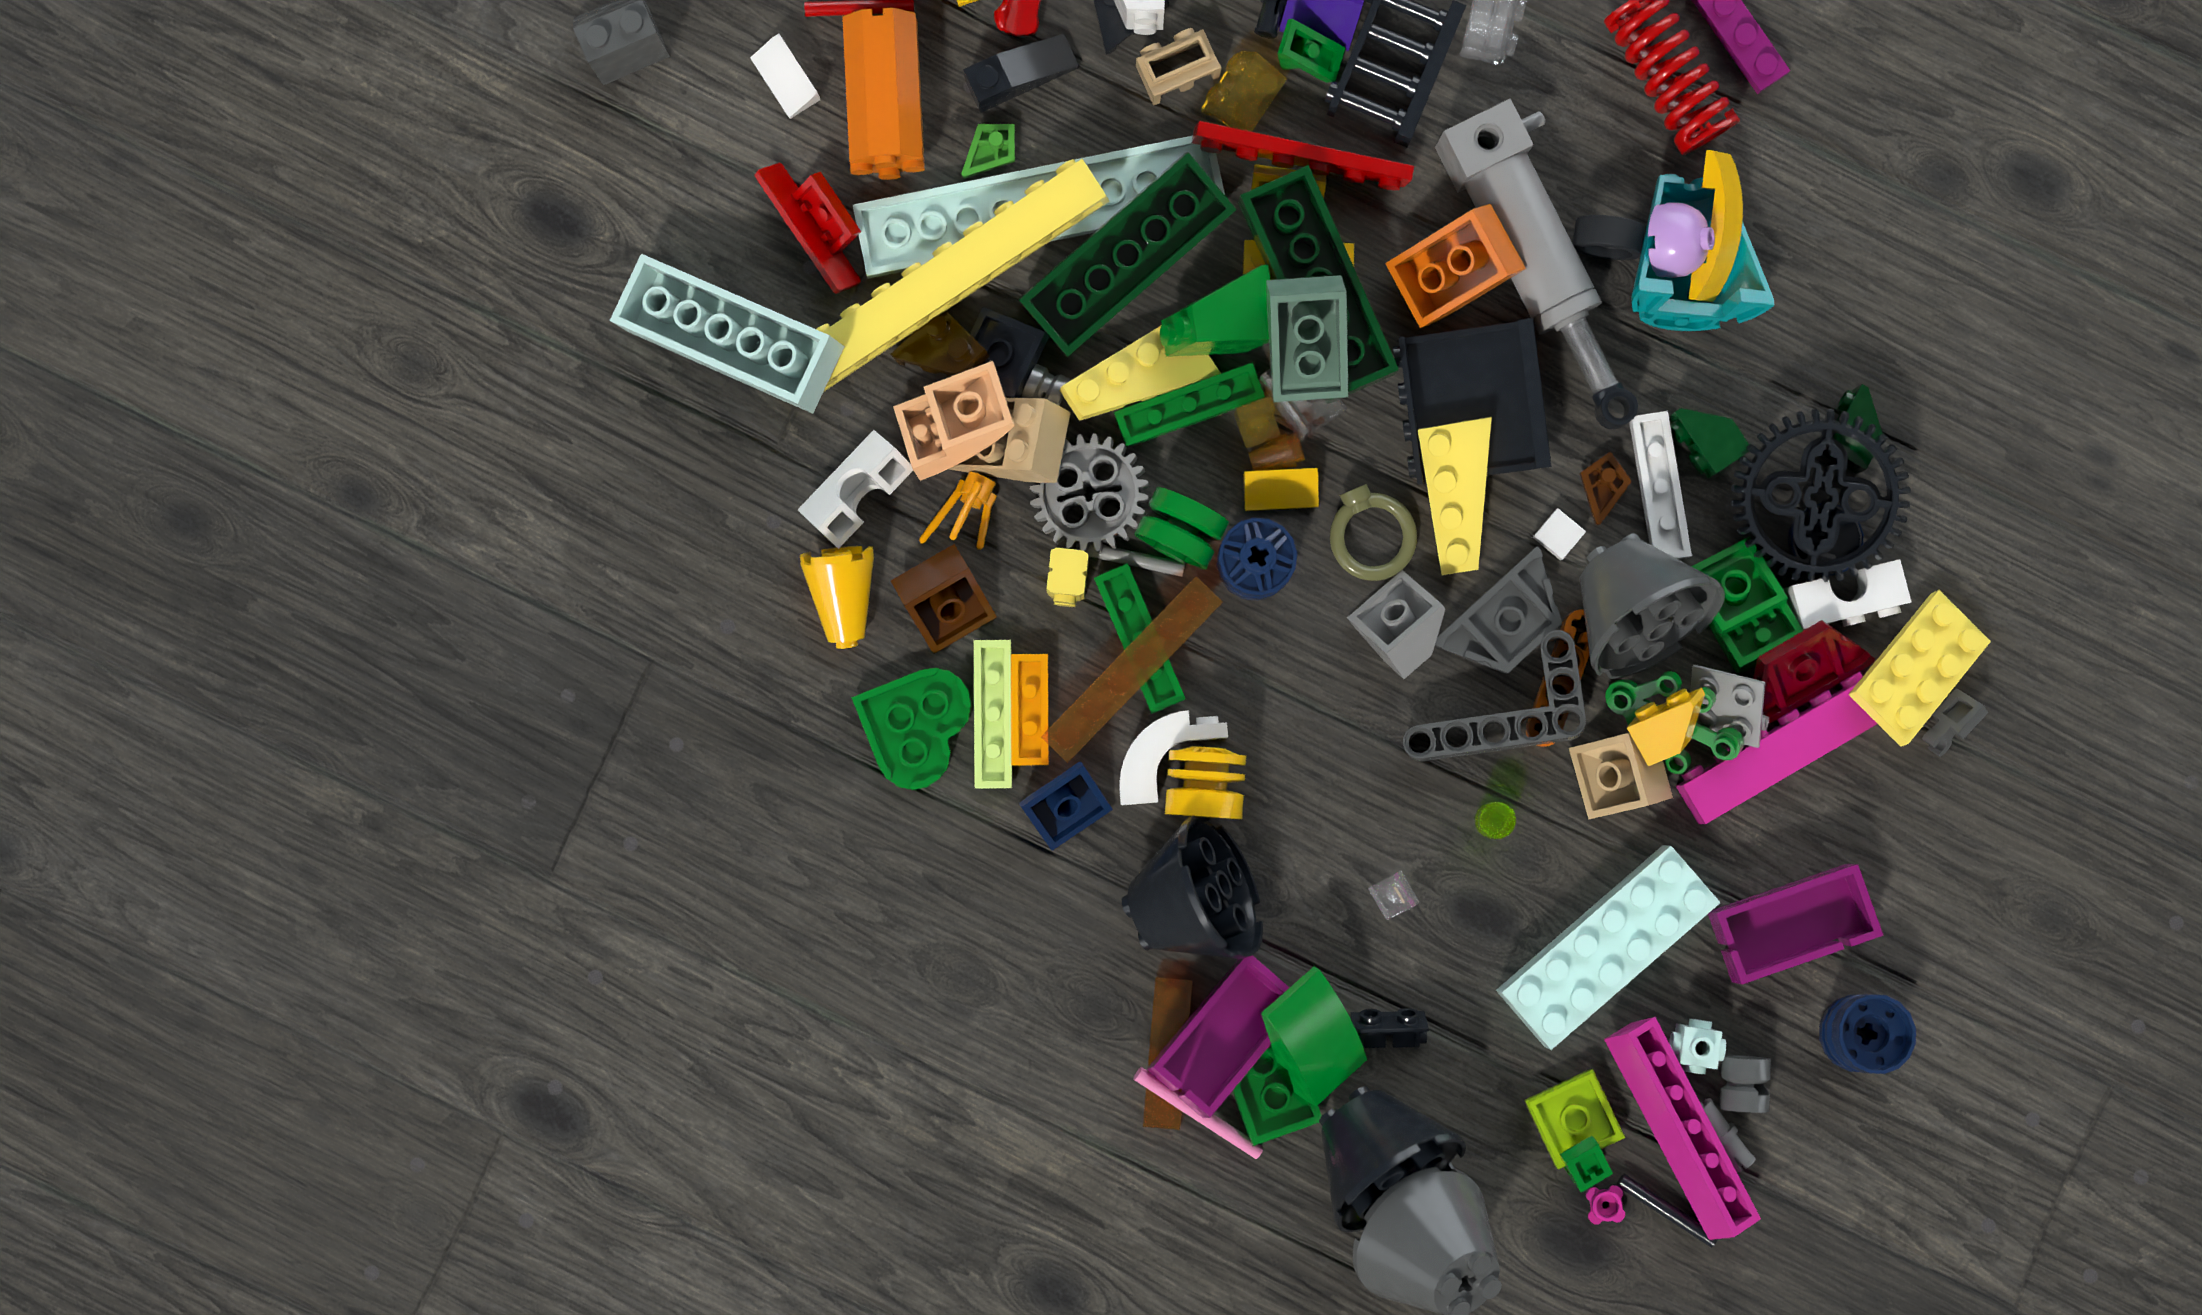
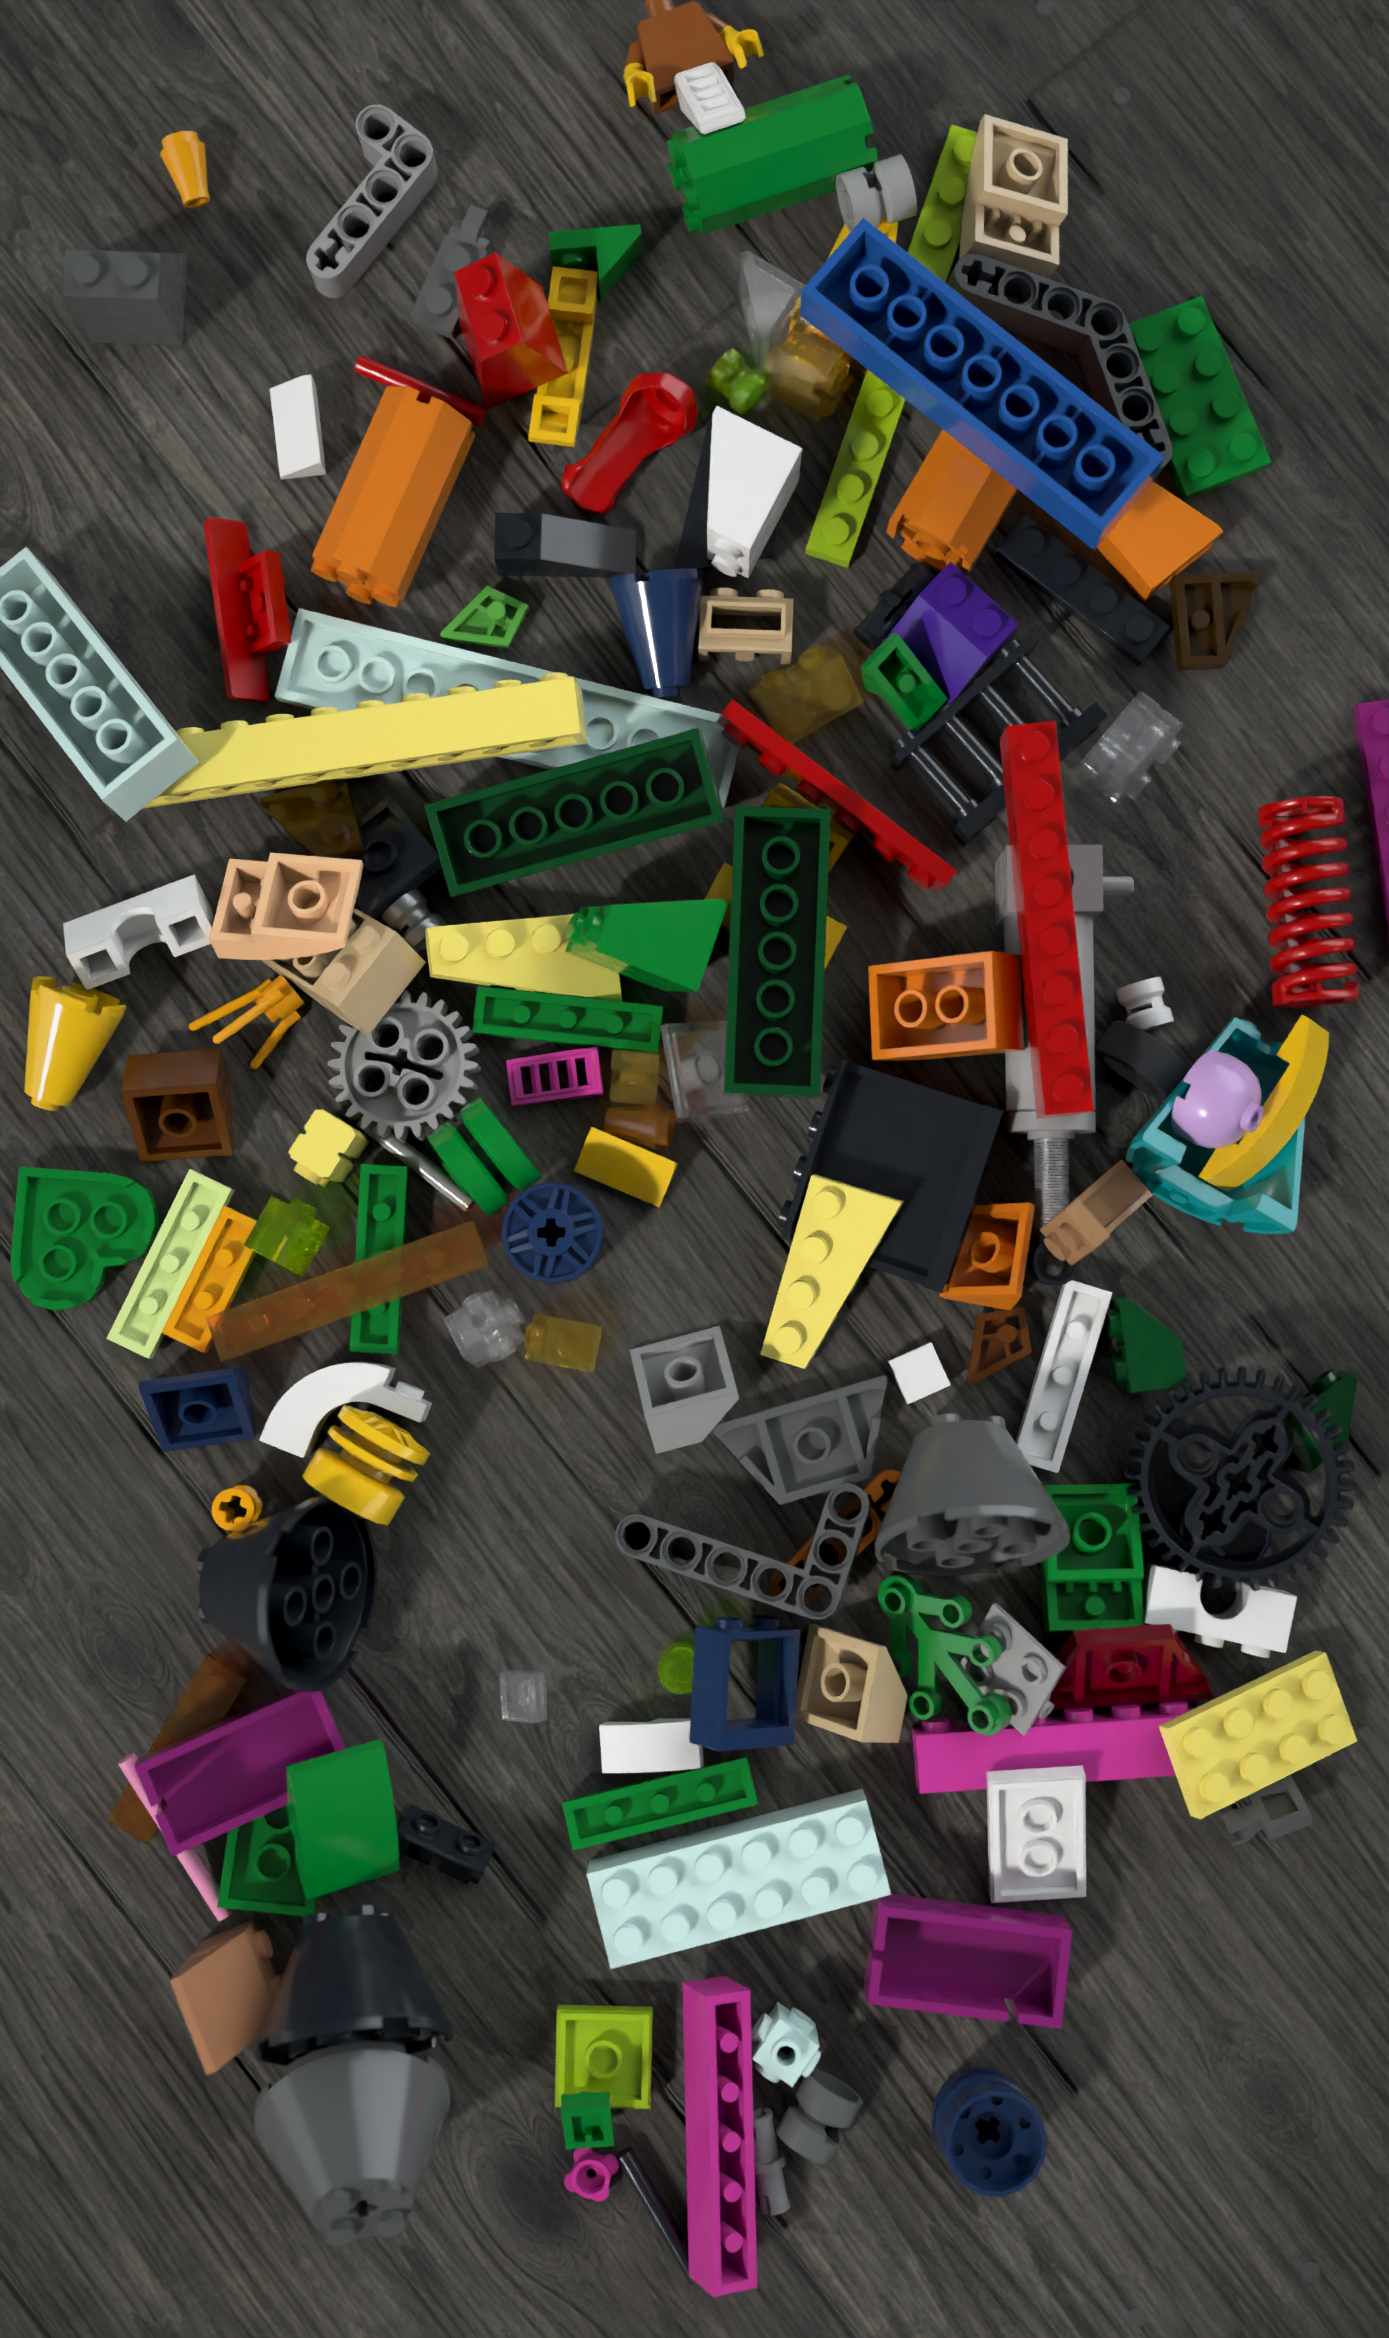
camera: 30 degrees right, 0 degrees up
(1067, 652) = (287, 1234): none -> clear neon green brick
(1118, 93) = (660, 625): none -> dark blue cone
(1119, 871) = (224, 1515): none -> light orange bush
(1225, 431) = (570, 1057): none -> dark pink slope
(1241, 648) = (486, 1328): none -> clear brick
(1295, 1194) = (226, 1992): none -> nougat slope
(1298, 634) = (562, 1342): none -> clear yellow bracket
(1308, 338) = (728, 1008): sand green slope -> none
(1355, 502) = (704, 1222): olive piece -> none
(1499, 170) = (1046, 920): none -> red brick
(1500, 886) = (648, 1746): none -> white slope
(1526, 922) = (659, 1802): none -> green plate
(1565, 798) = (775, 1685): none -> dark blue window
(1573, 425) = (993, 1256): none -> orange slope
(1588, 190) = (1142, 995): none -> white wheel
(1630, 360) = (1095, 1214): none -> medium nougat arch
(1666, 728) = (926, 1661): yellow slope -> none
(1800, 813) = (1036, 1834): none -> white tile

